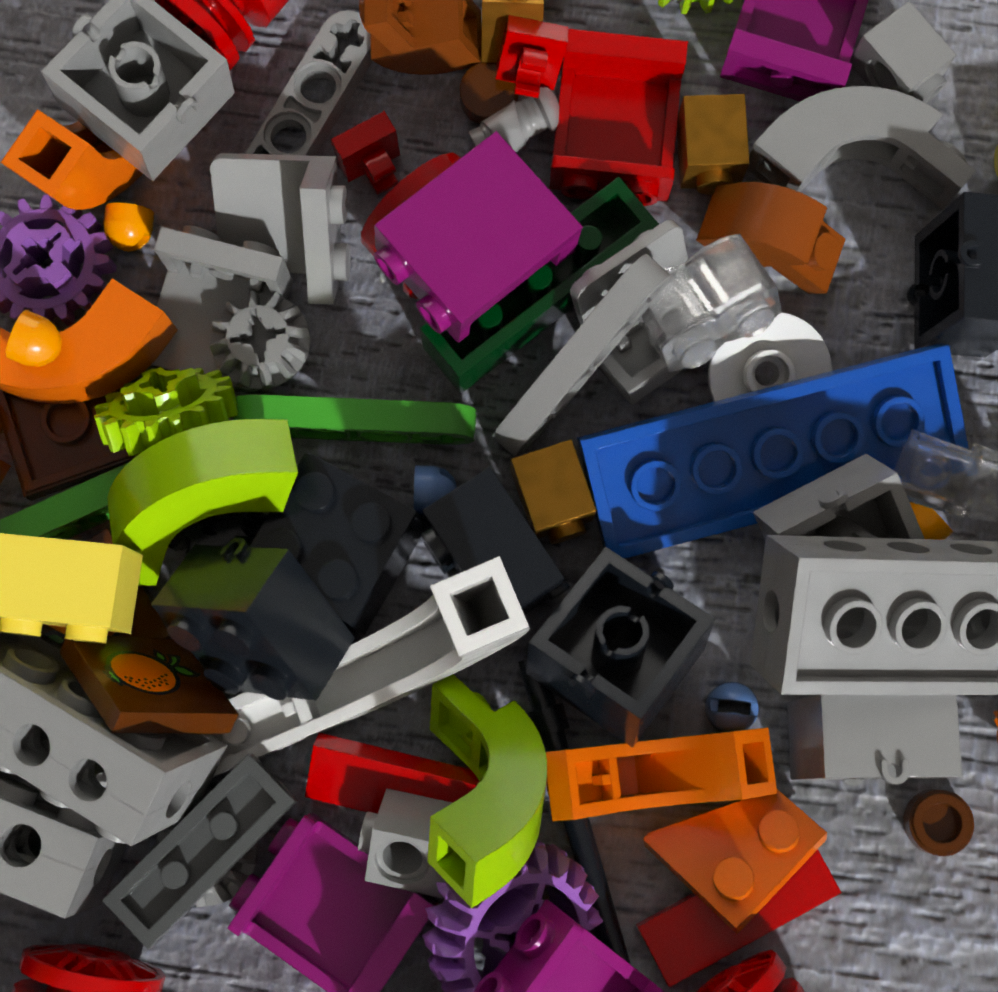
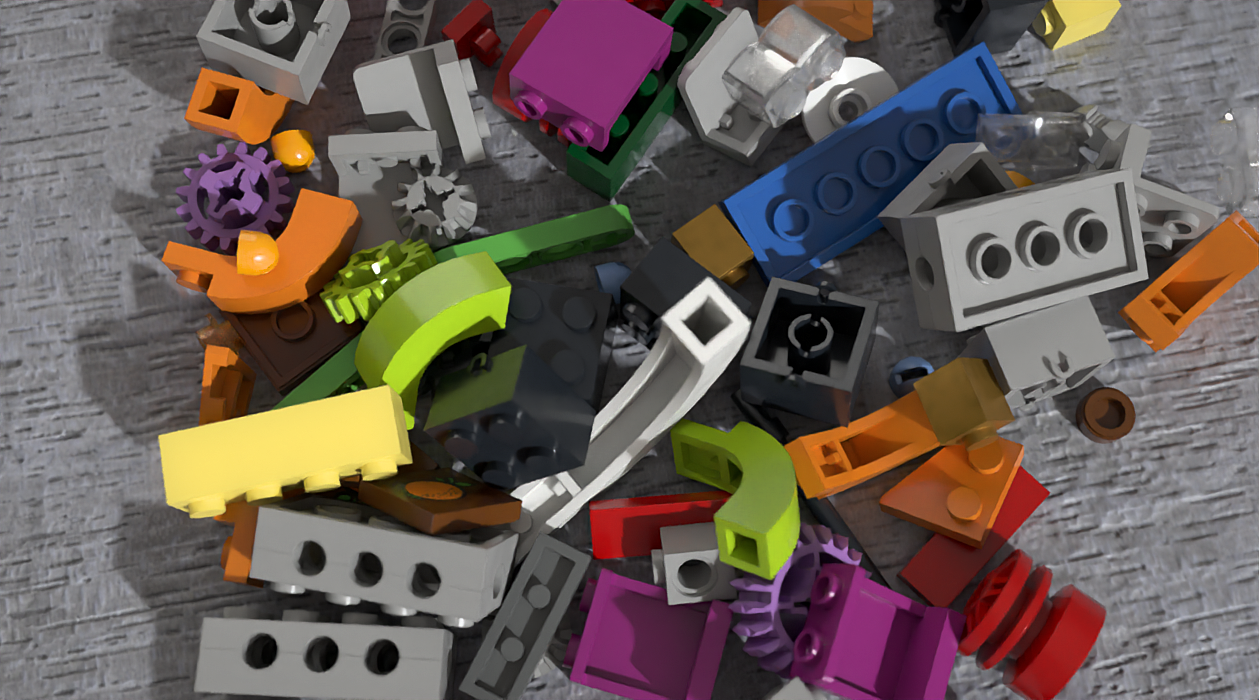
camera: 20 degrees left, 5 degrees down
(582, 355) = (701, 135): light grey beam -> none
(769, 772) = (964, 403): none -> pearl gold brick

